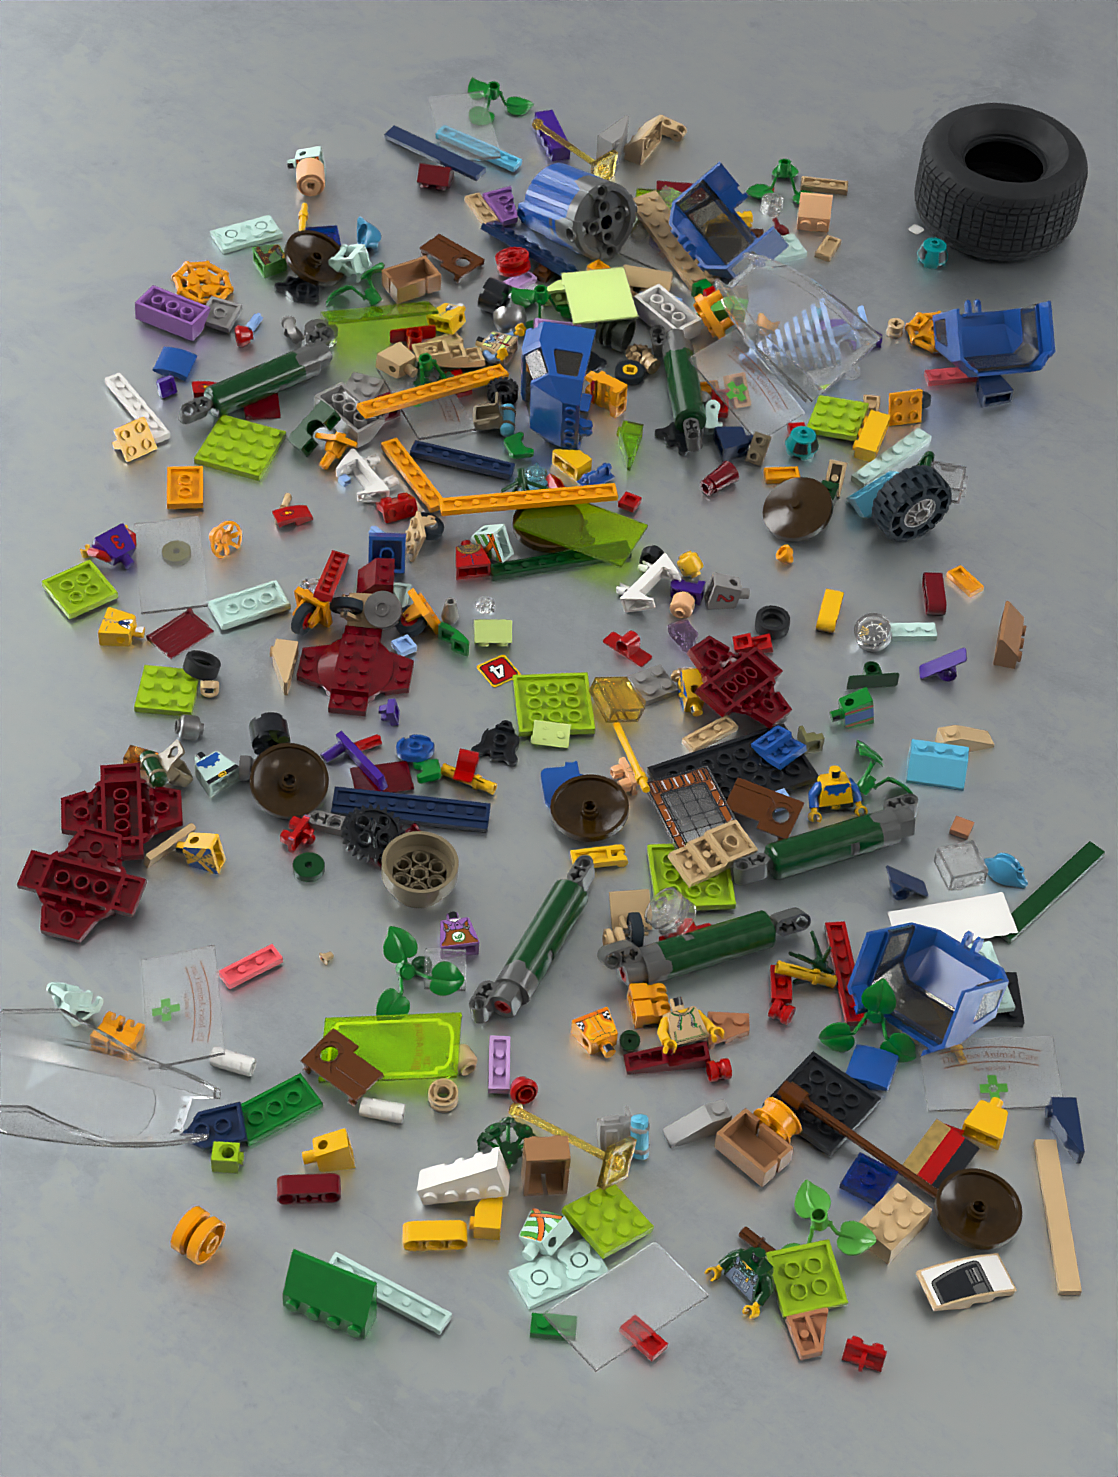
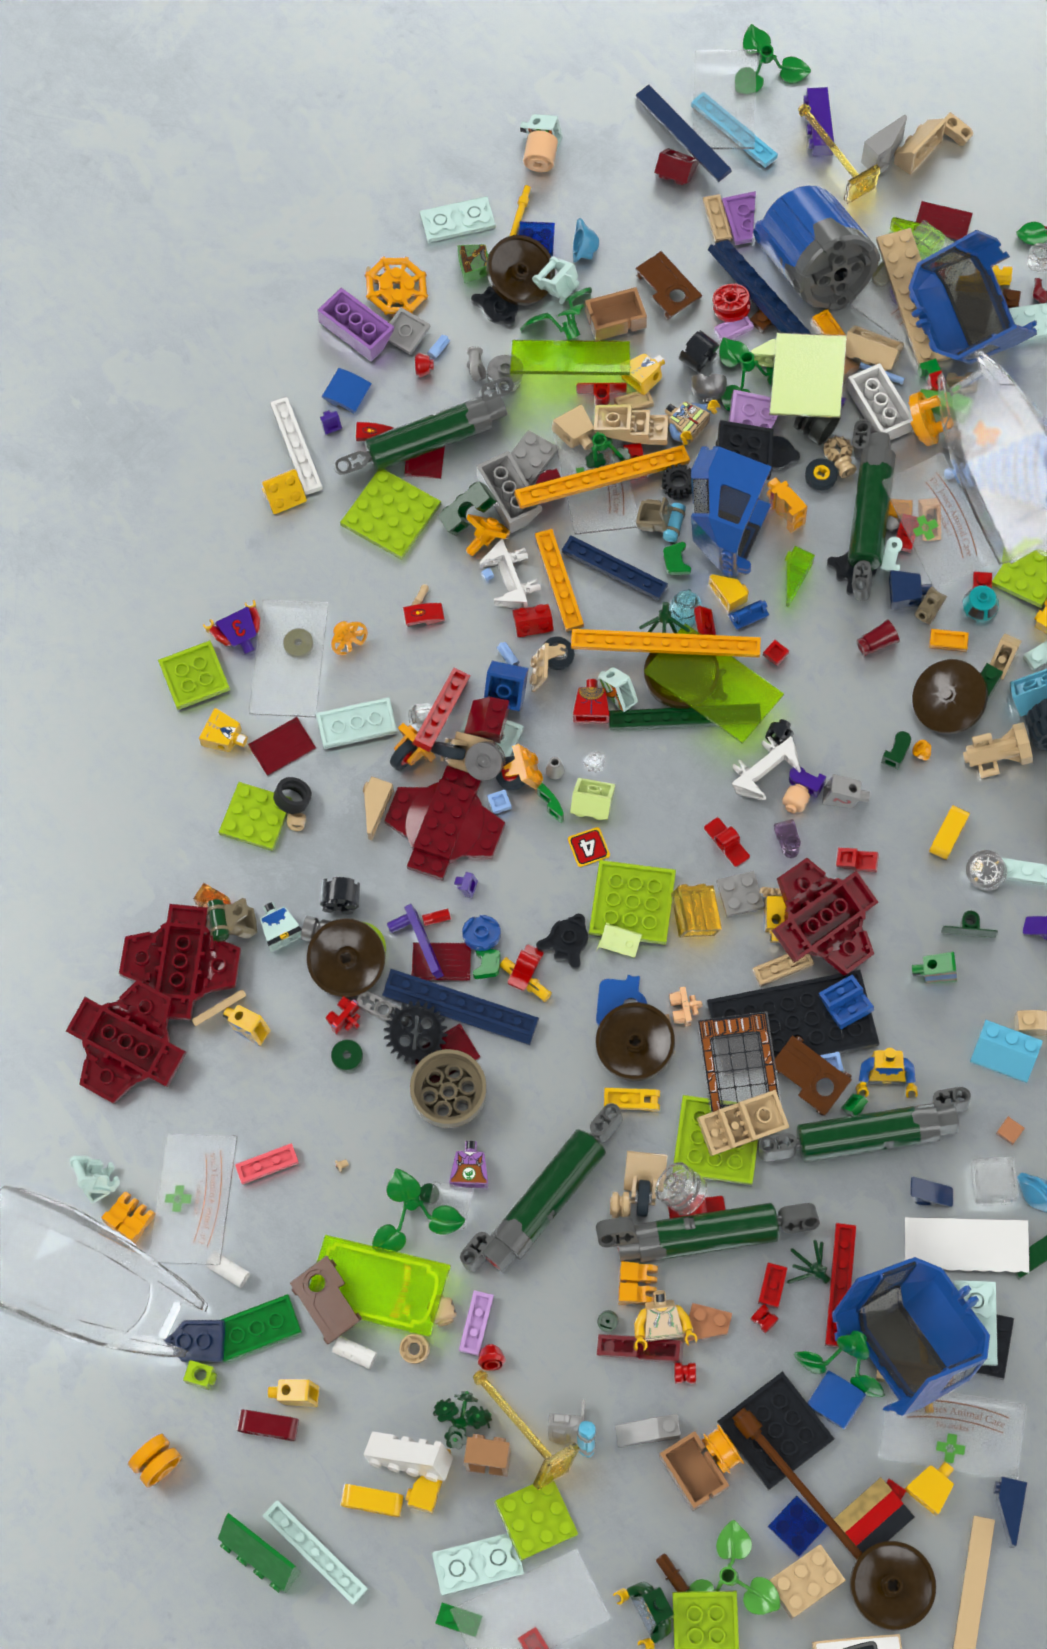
camera: 20 degrees right, 20 degrees up
(184, 487) = (323, 559): light orange plate -> none
(188, 727) = (265, 868): flat silver head -> none
(543, 1233) = (470, 1524): light aqua torso -> none
(596, 1032) = (578, 1306): light orange torso -> none
(640, 776) = (692, 1018): yellow bar -> none
(690, 564) = (817, 748): yellow head -> none
(761, 562) = (900, 747): none -> dark green leg
(775, 613) = (884, 823): black tyre -> none
(812, 824) = (854, 1104): none -> green plate
(813, 741) = (883, 994): olive panel -> none
(813, 976) = (821, 1289): yellow pin -> none
(867, 537) = (1011, 746): none -> tan piece
(867, 782) = (931, 1053): green plant -> none

